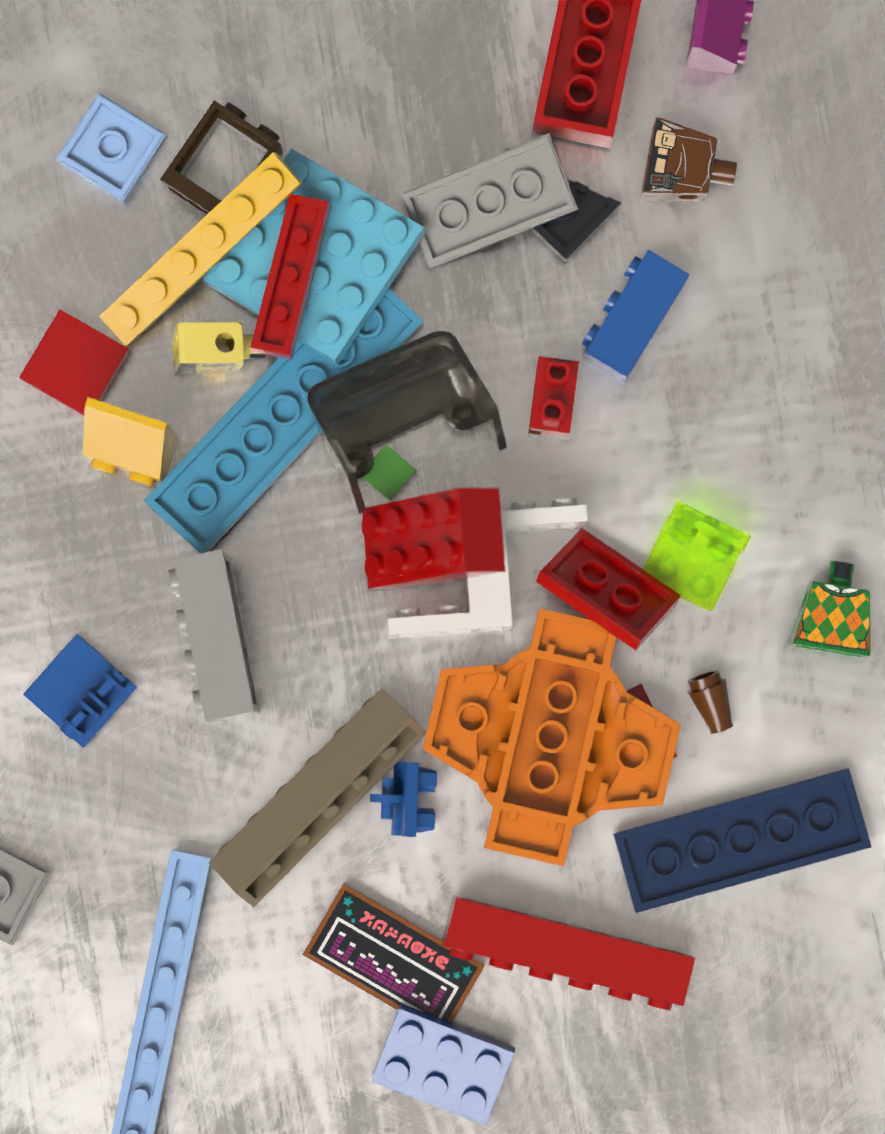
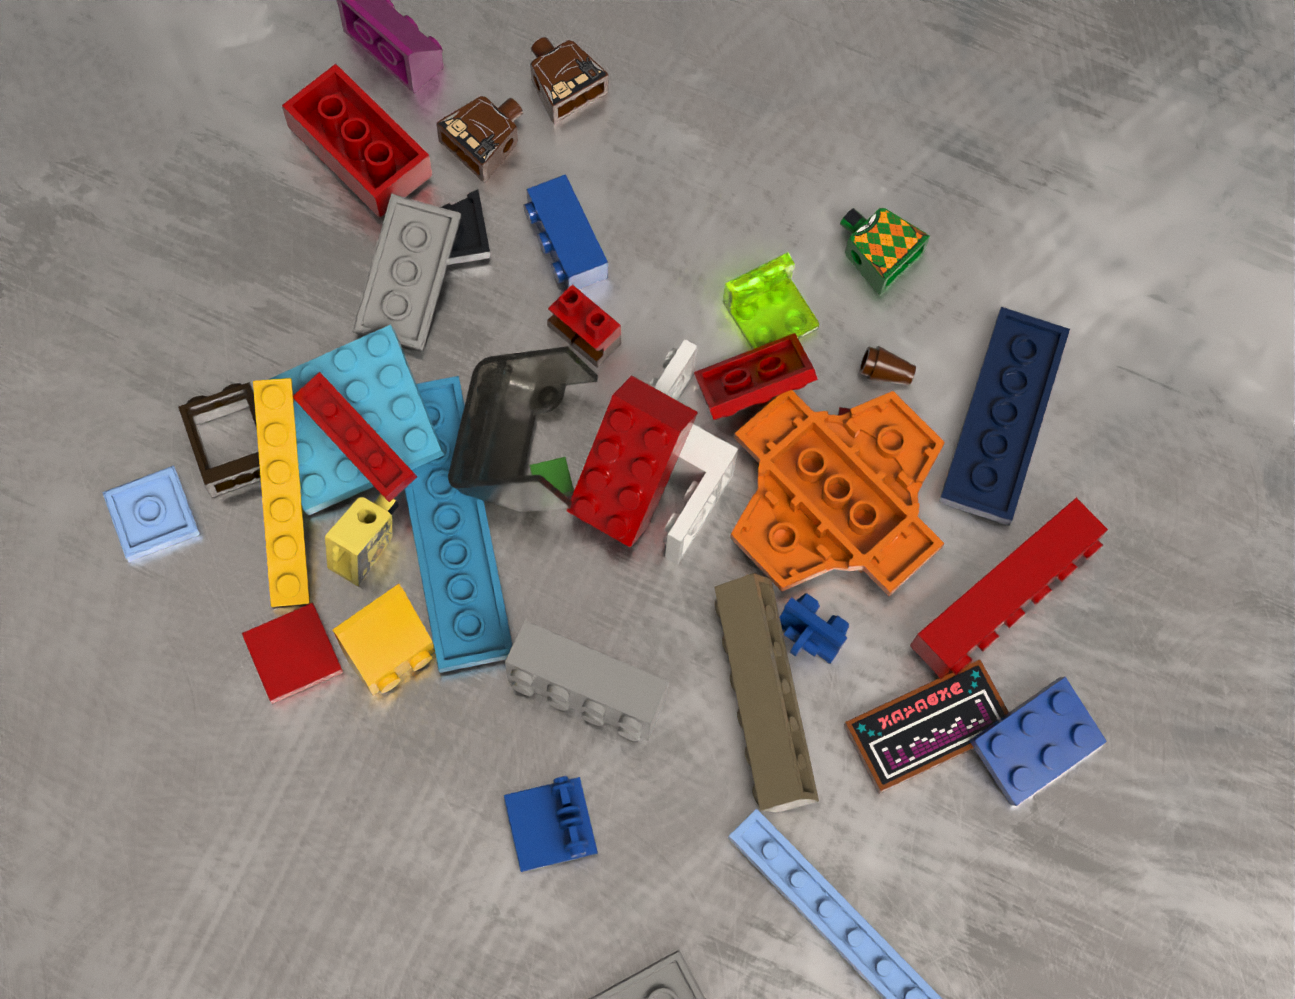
camera: 60 degrees left, 15 degrees down
(799, 198) = (566, 78): none -> reddish brown torso

